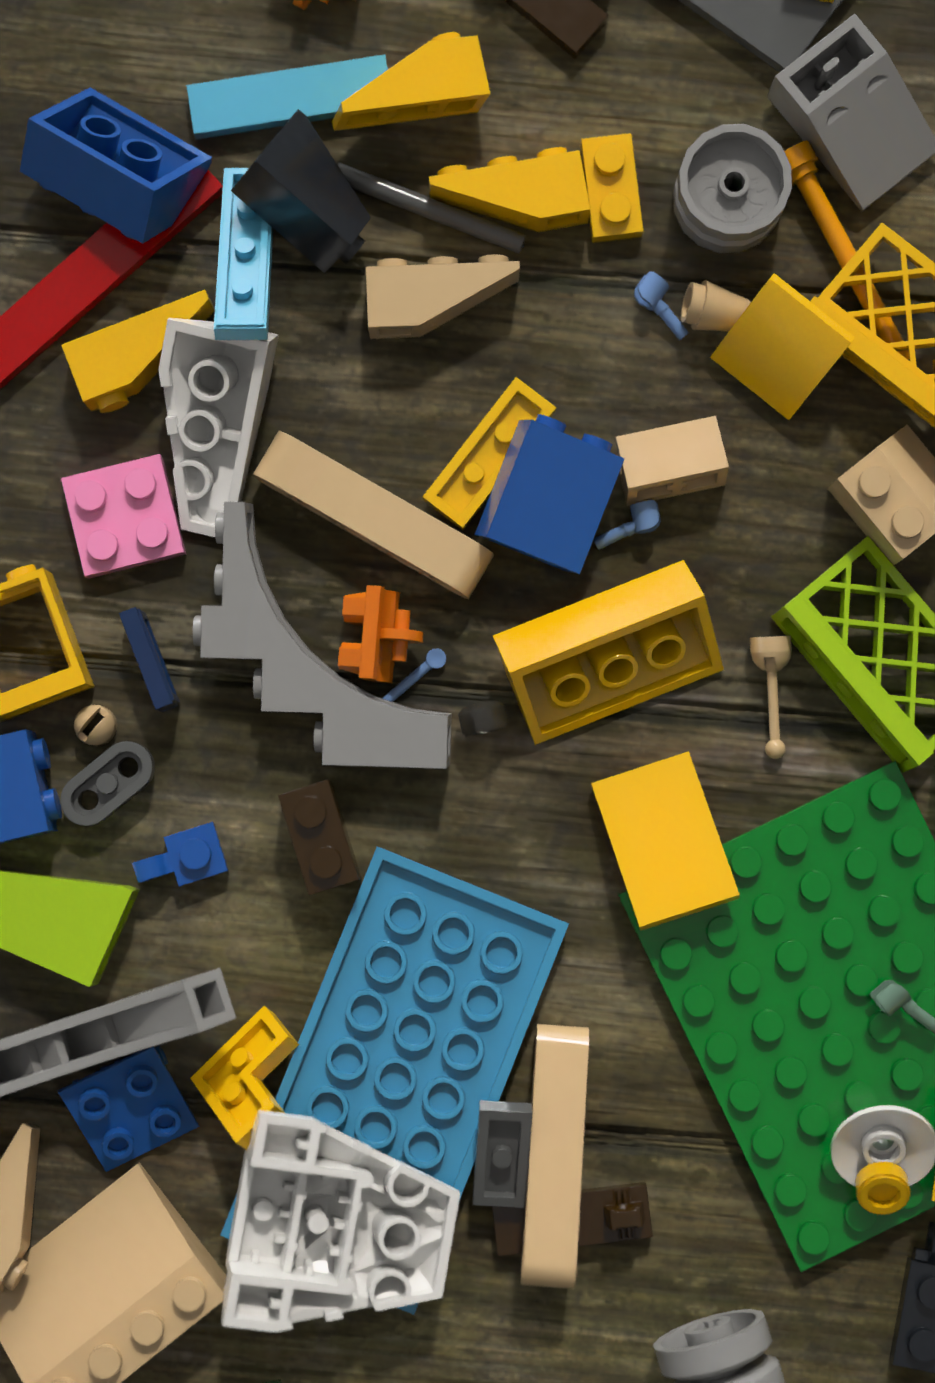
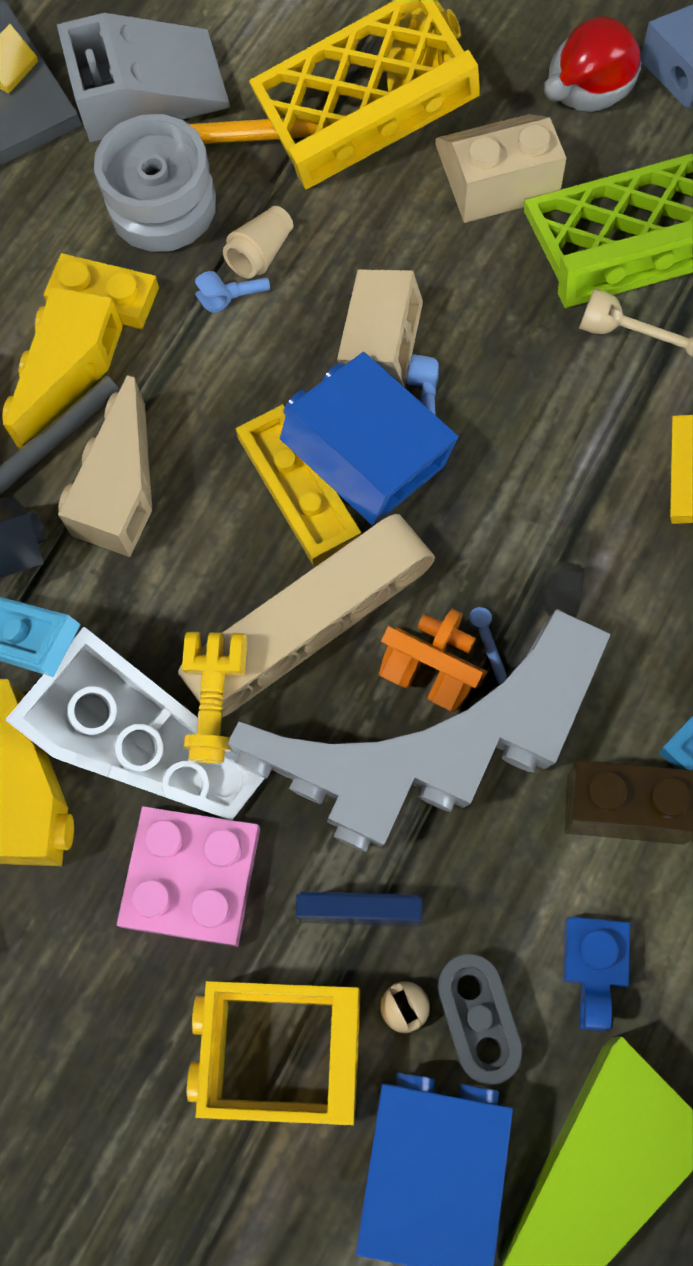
camera: 60 degrees left, 15 degrees down
(223, 484) = (207, 744): none -> yellow hinge
(610, 651) = (543, 449): yellow slope -> none
(782, 346) = (321, 193): yellow slope -> none

